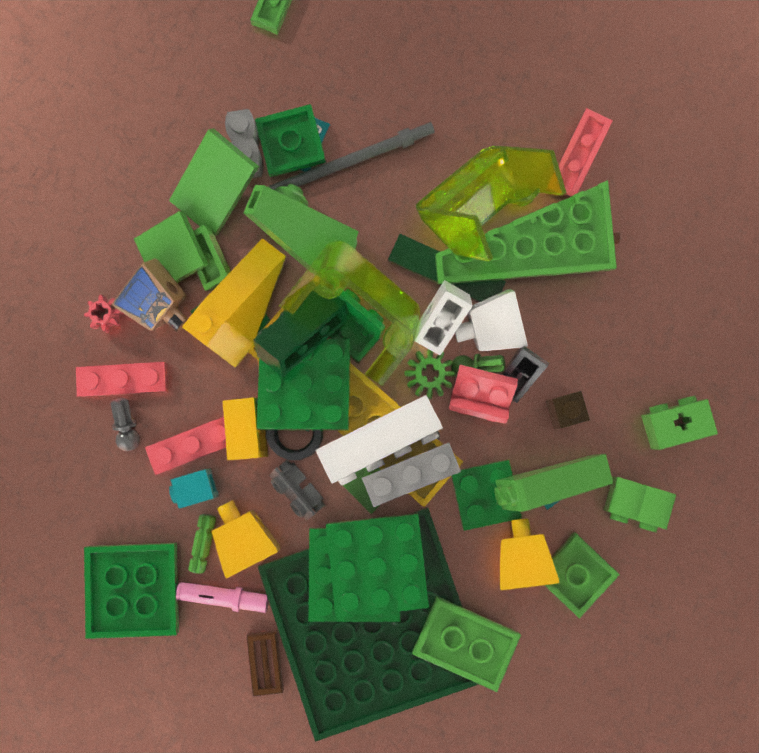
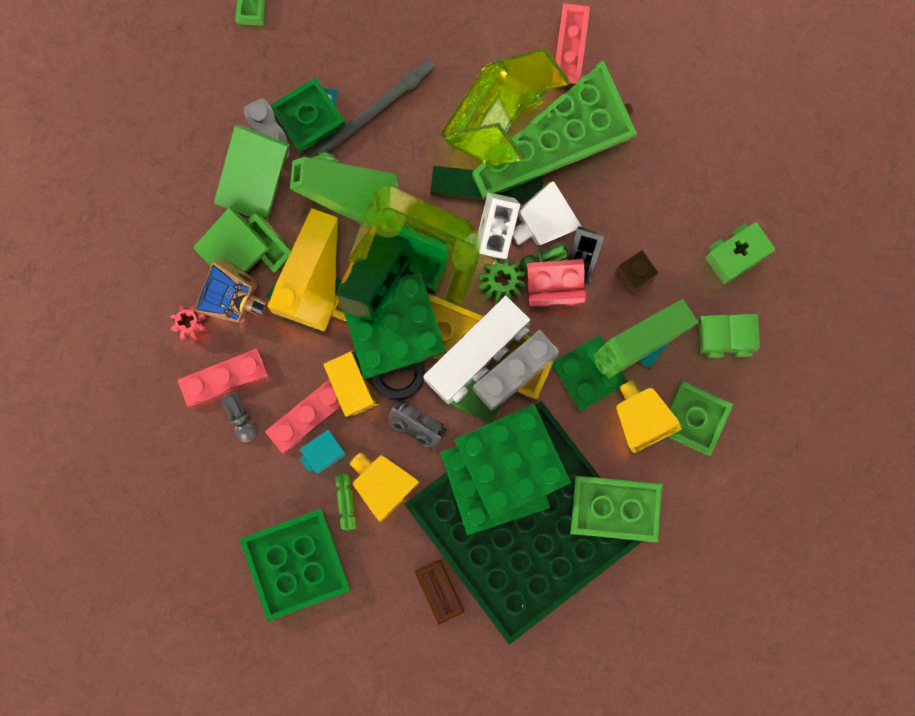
camera: 20 degrees left, 5 degrees down
(210, 595) = (381, 543): bright pink pin -> none

